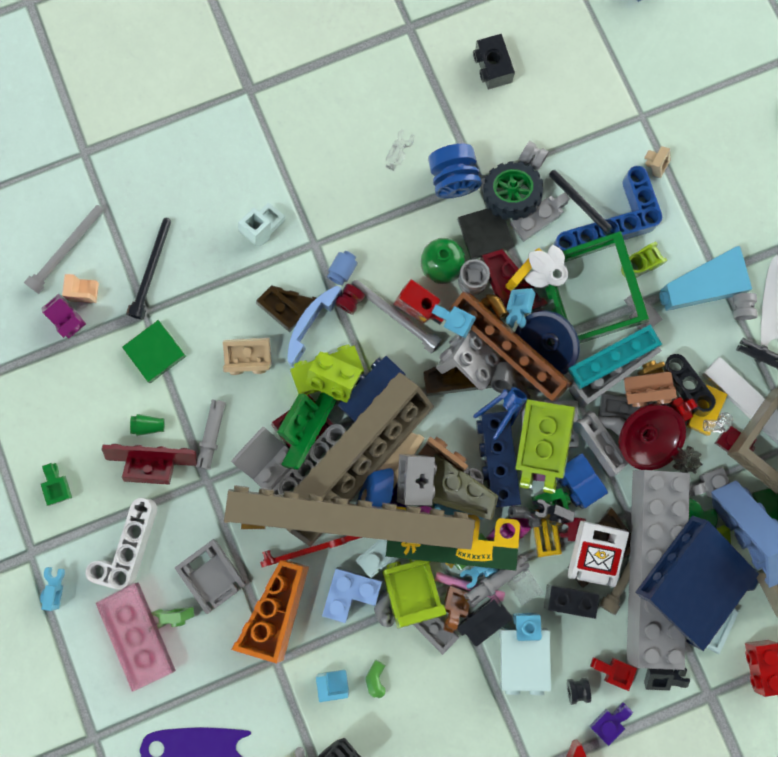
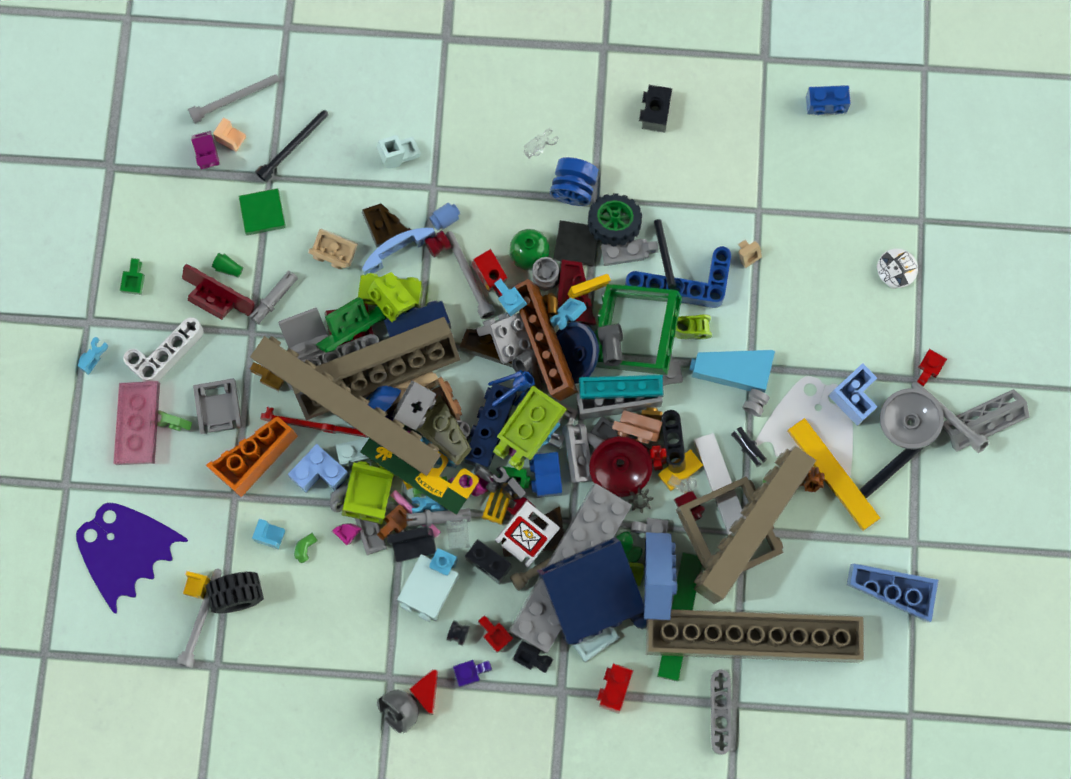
camera: 25 degrees right, 5 degrees down
(410, 642) = (346, 532): none -> dark pink tile
(529, 152) = (648, 200): light grey wheel -> none
(543, 267) = (605, 289): white plate -> none
(579, 313) = (610, 339): none -> dark grey piece

